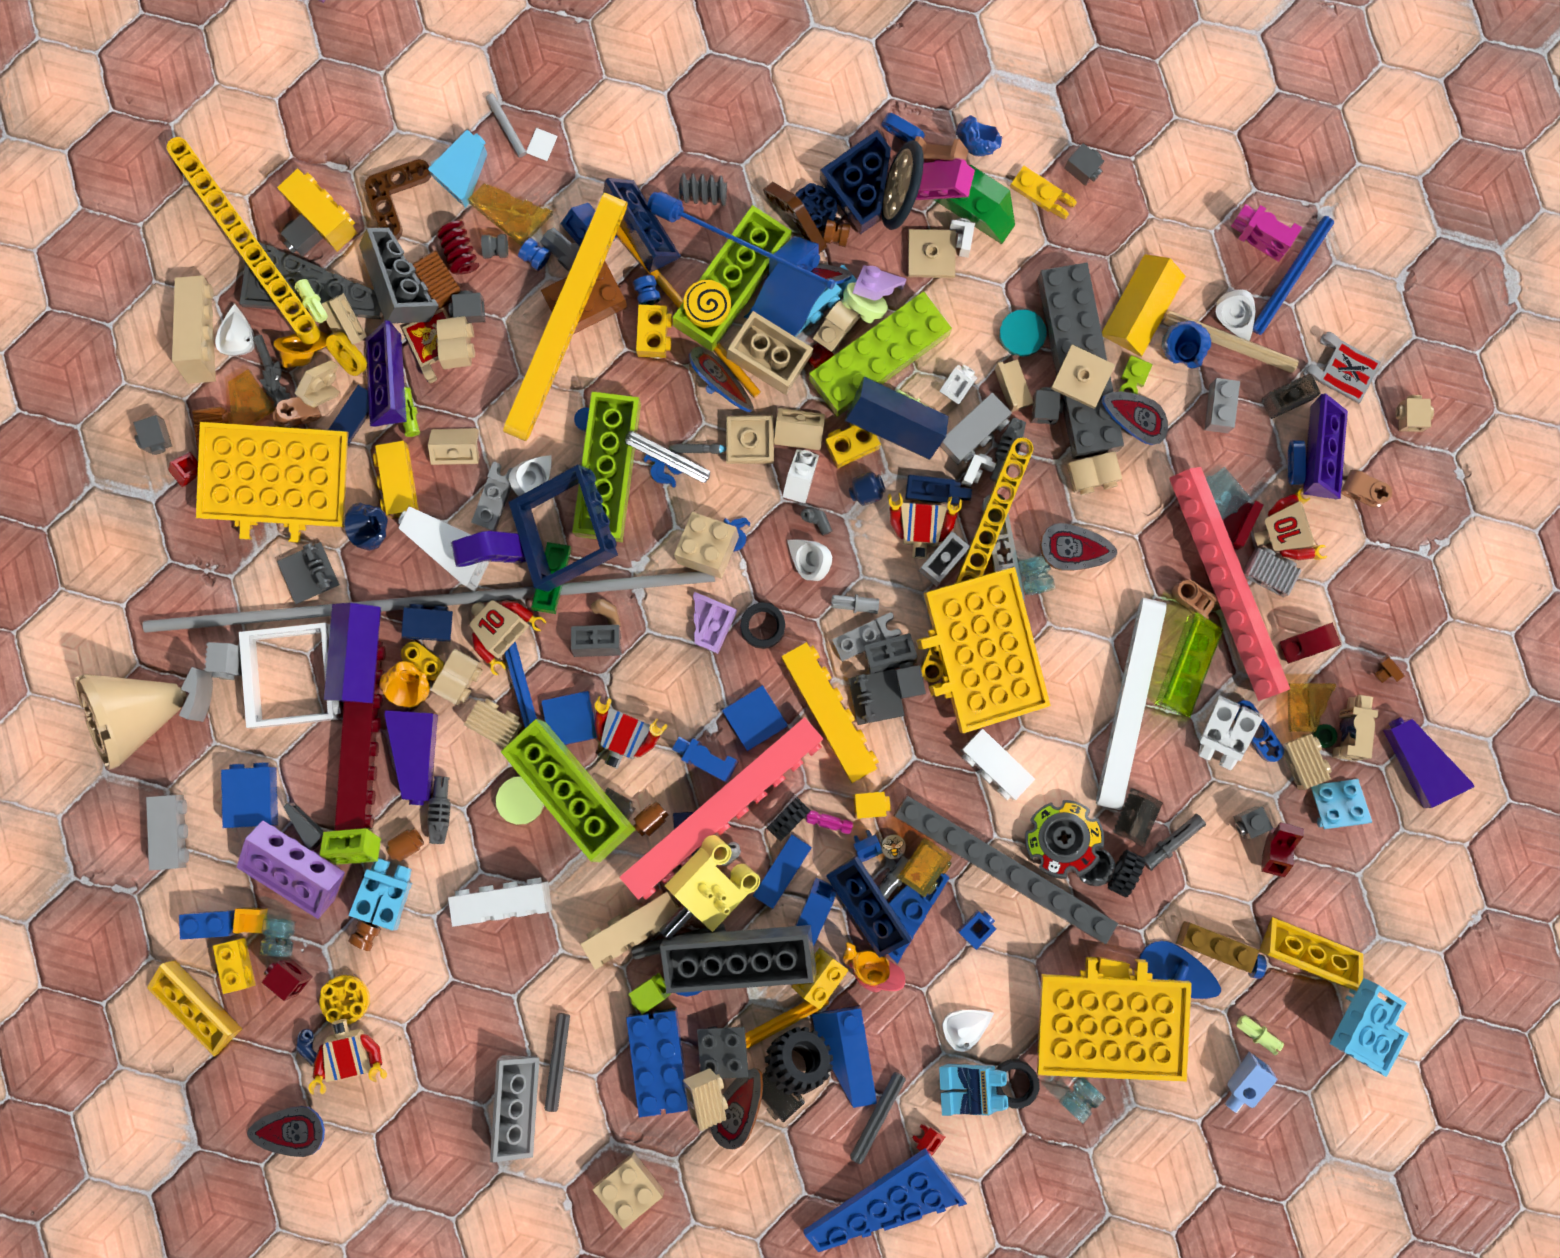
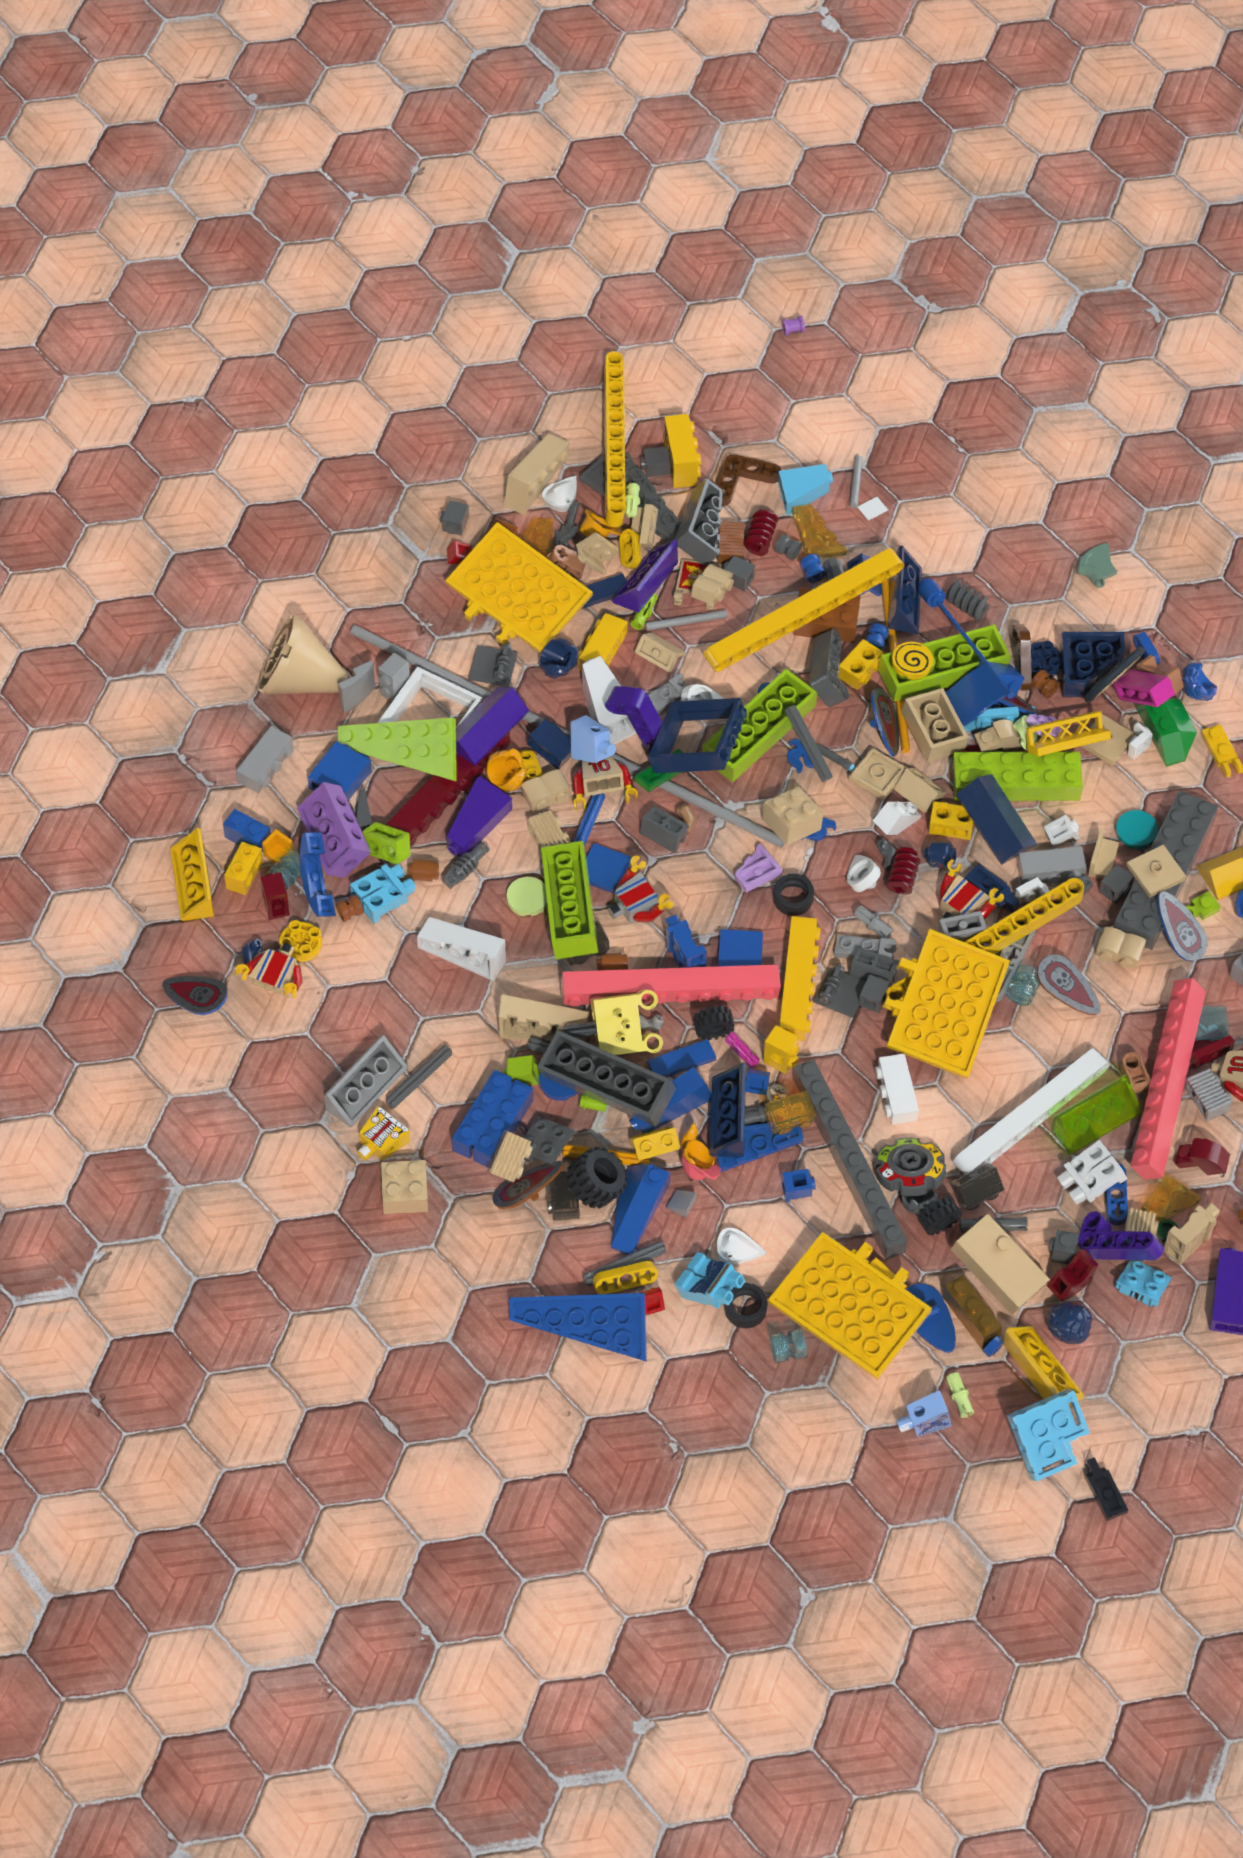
camera: 35 degrees right, 25 degrees down
(297, 726) = (416, 744): none -> lime wing
(308, 931) = (312, 875): none -> blue slope
(454, 393) = (686, 620): none -> light grey bar
(465, 604) = (590, 740): none -> light blue torso
(568, 1152) = (382, 1136): none -> torso
(625, 360) = (826, 668): none -> dark grey beam
(794, 65) = (1097, 565): none -> sand green arm
(847, 532) = (903, 871): none -> dark red piece
(885, 1018) = (682, 1202): none -> light grey slope
(890, 1135) = (617, 1273): none -> yellow beam
(904, 287) = (1070, 740): none -> yellow fence
(1213, 885) = (1000, 1264): none -> tan brick
(1307, 791) = (1105, 1244): none -> dark purple beam
(1307, 895) = (1070, 1323): none -> dark blue hair
(1444, 1038) = (1105, 1490): none -> black hinge

